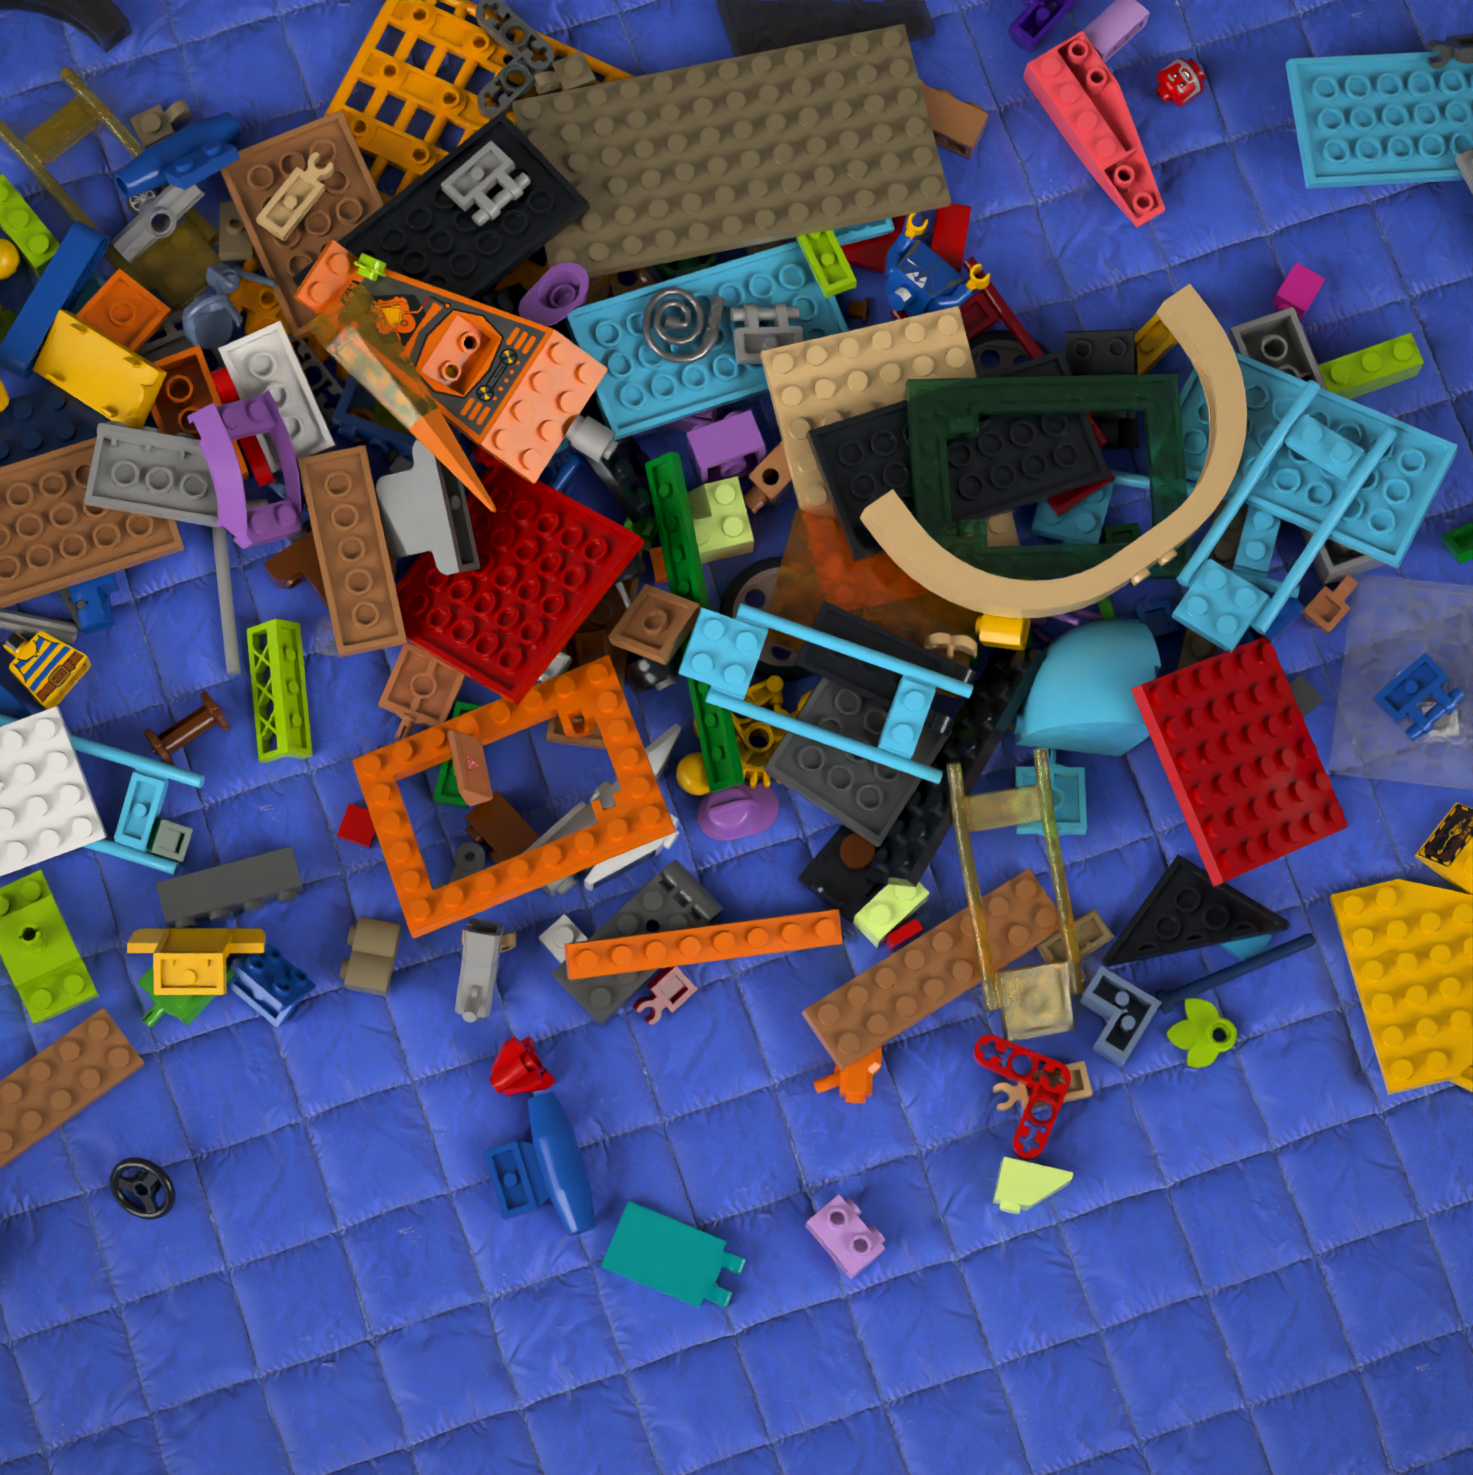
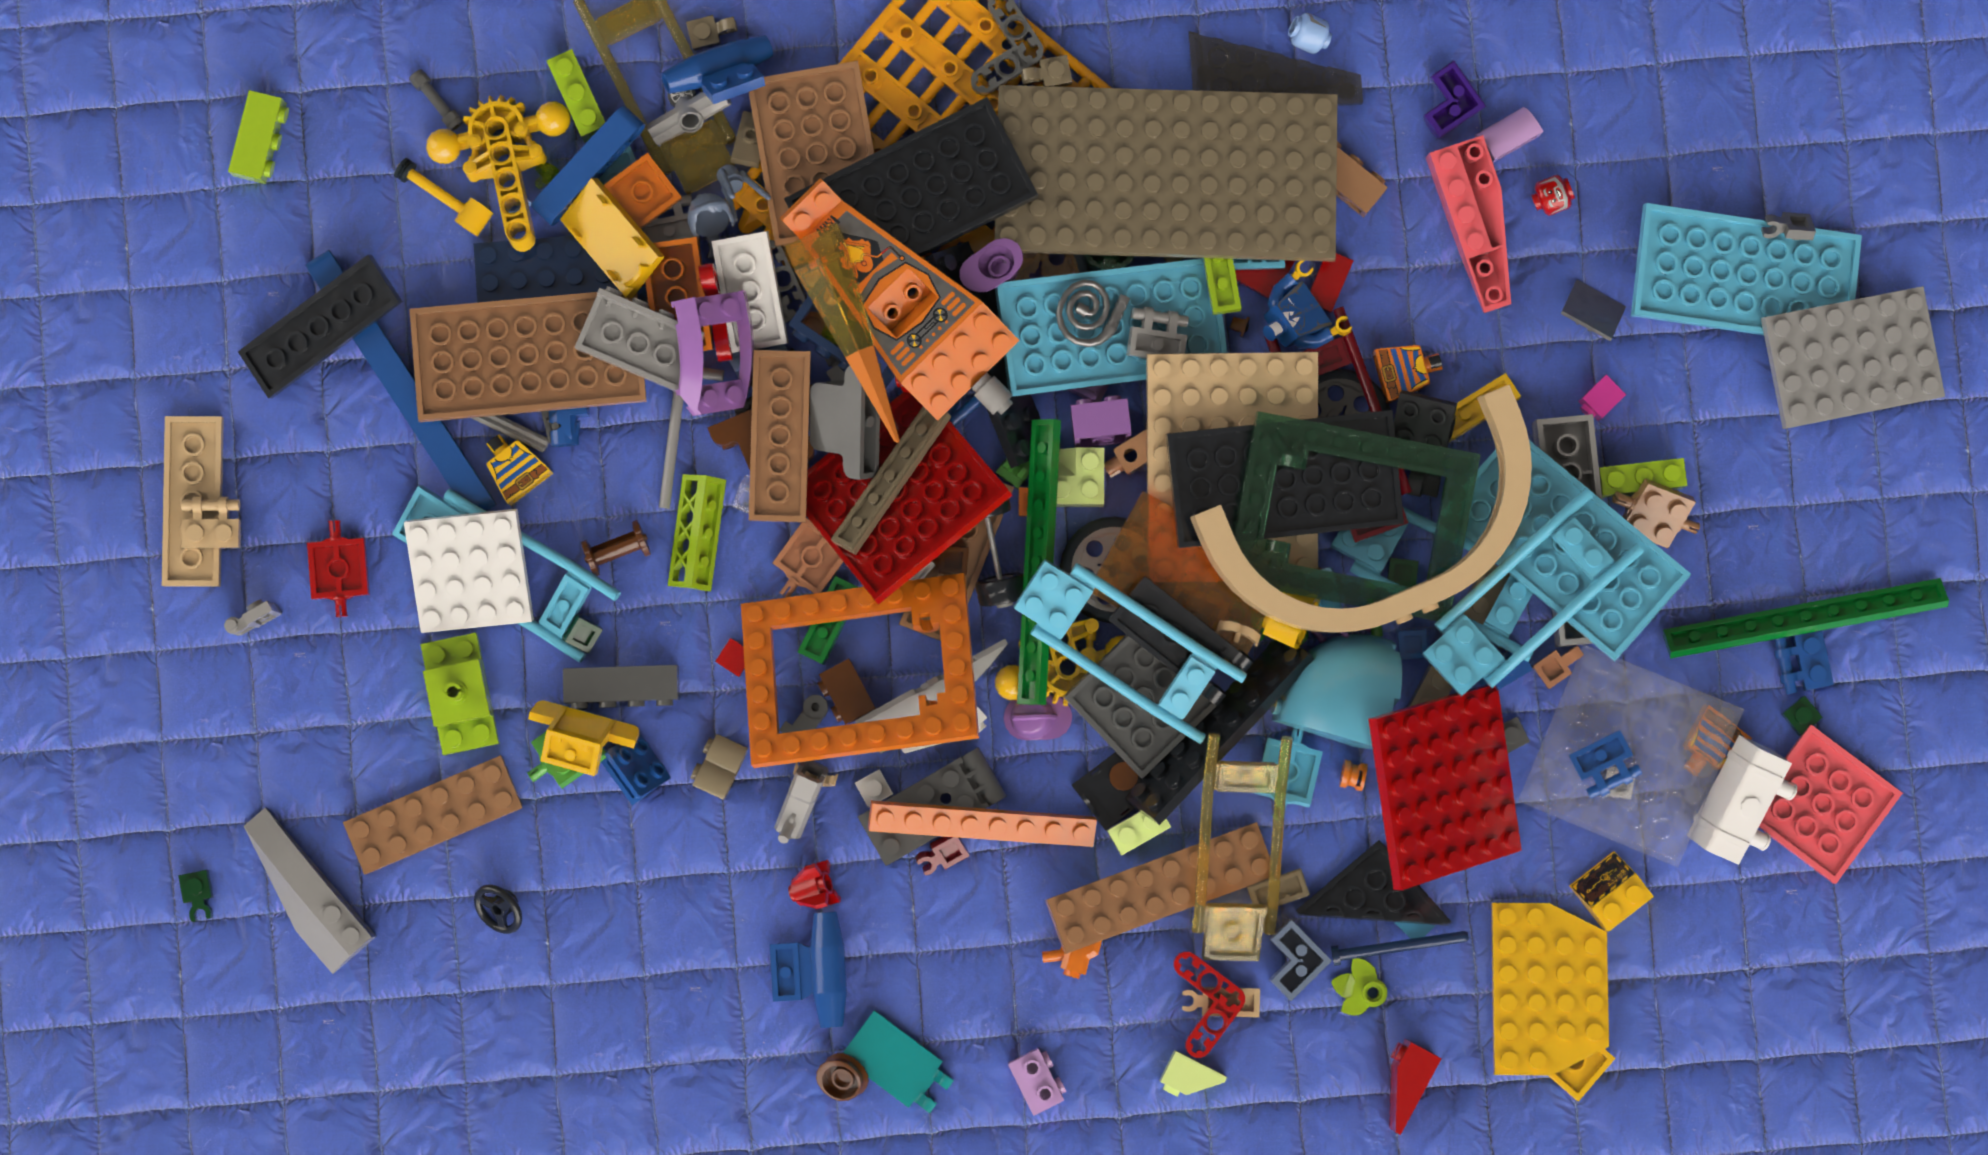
camera: 15 degrees right, 10 degrees up
(294, 198) = (801, 130): tan plate -> none
(370, 267) = (847, 210): lime plate -> none
(470, 768) = (830, 640): nougat slope -> none
(479, 176) = (954, 151): light grey plate -> none
(494, 567) = (889, 480): none -> dark tan tile
(610, 1289) = (842, 1077): none -> reddish brown piece
(655, 624) = (1006, 559): medium nougat plate -> none
(903, 935) = (1143, 852): red tile -> none
(1061, 309) = (1404, 369): none -> torso
(1124, 787) = (1350, 775): none -> orange wheel
(1261, 197) = (1593, 310): none -> flat silver piece
(1289, 1120) = (1409, 1078): none -> red slope
(1400, 395) = (1658, 512): none -> medium nougat plate

